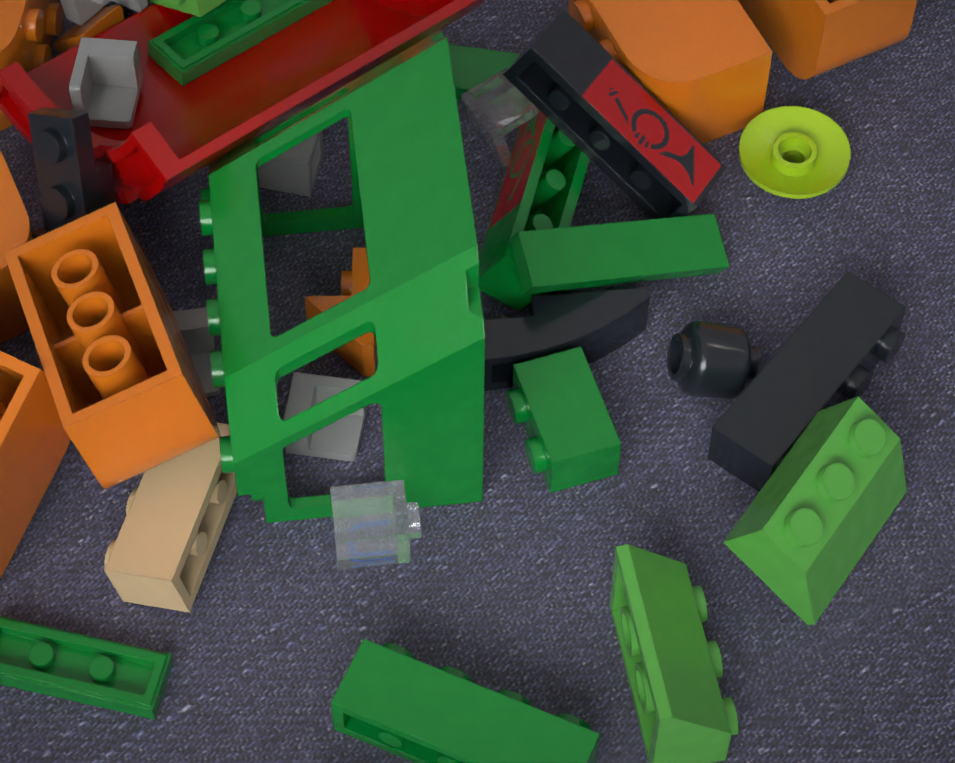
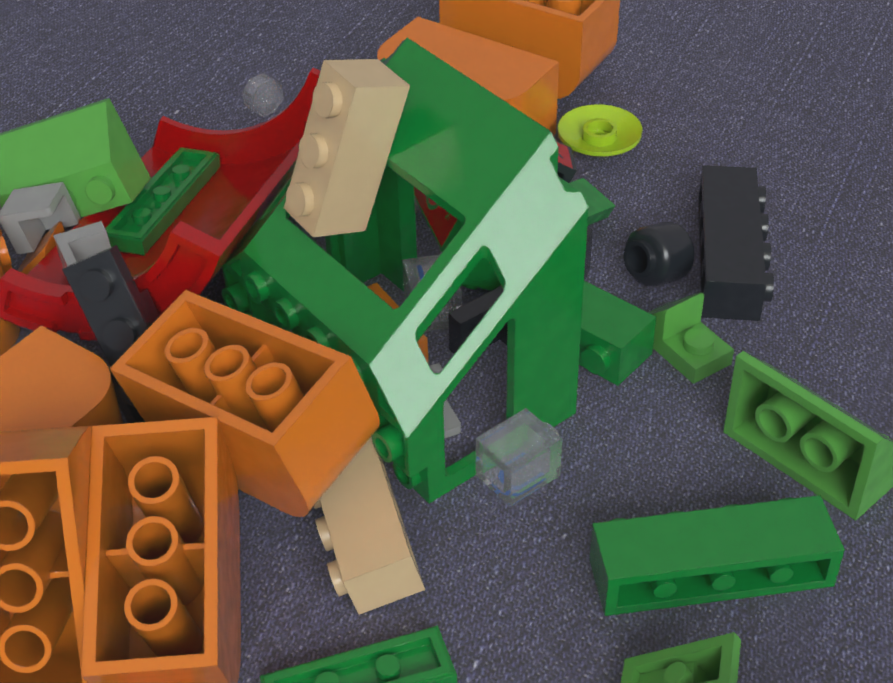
camera: 30 degrees left, 15 degrees down
(317, 134) = (345, 146): none -> tan brick
(656, 477) = (687, 341): none -> bright green slope
(822, 507) = (816, 290): bright green slope -> none

